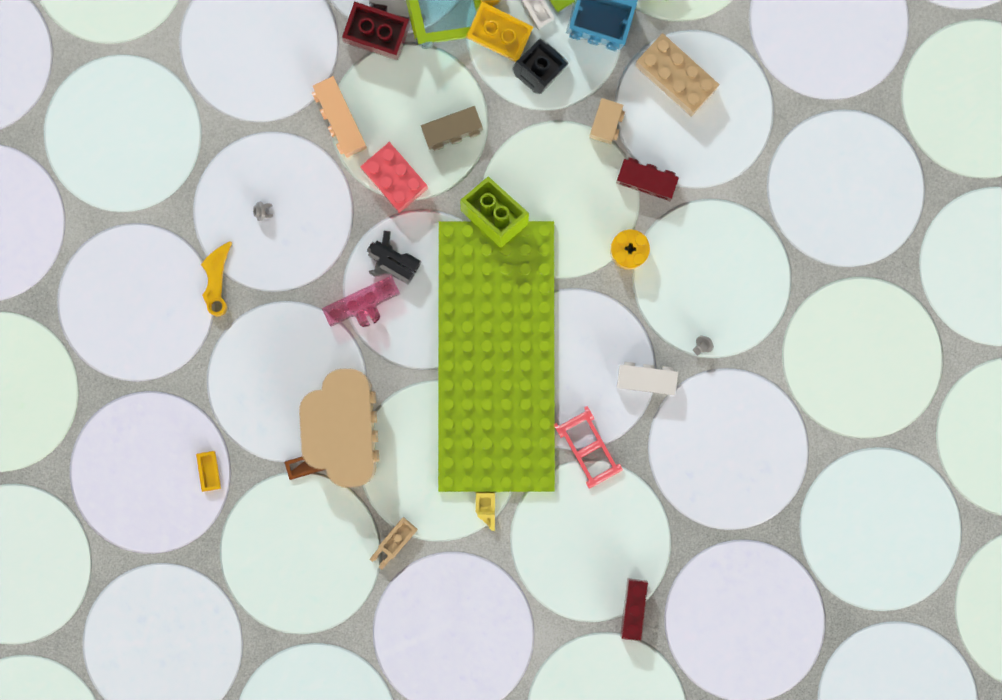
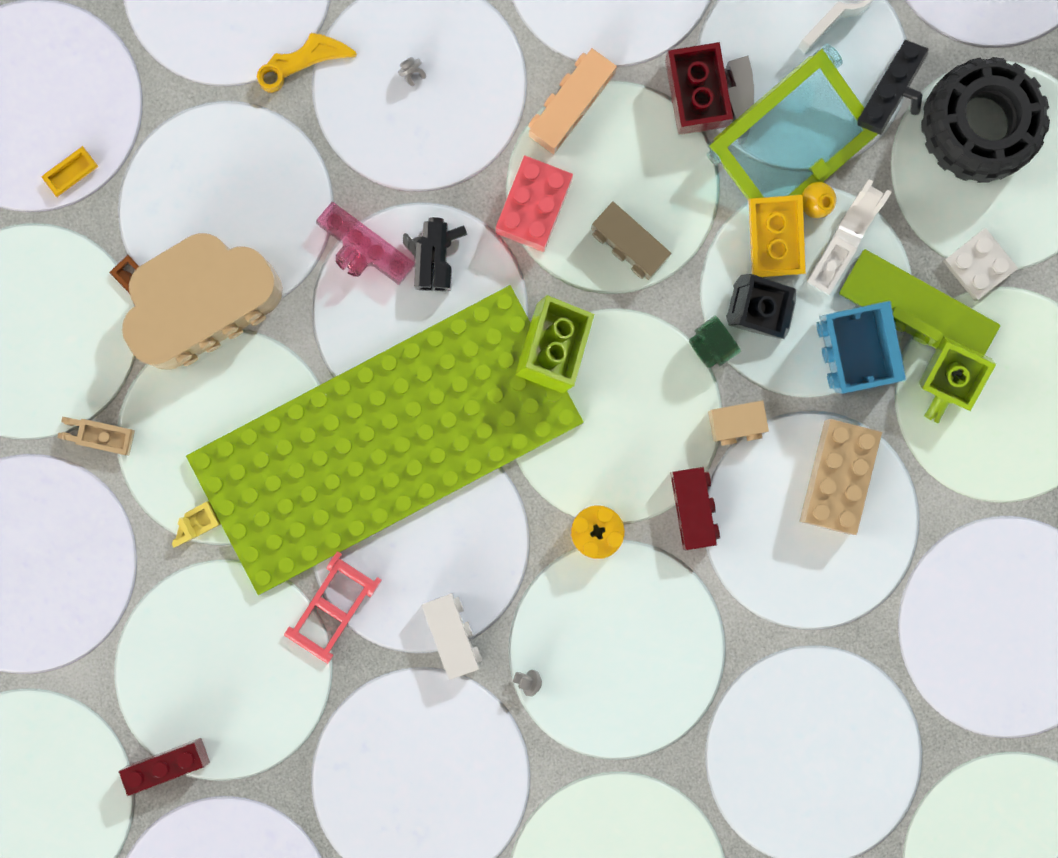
camera: 55 degrees right, 0 degrees up
(547, 109) = (714, 343): none -> clear green piece

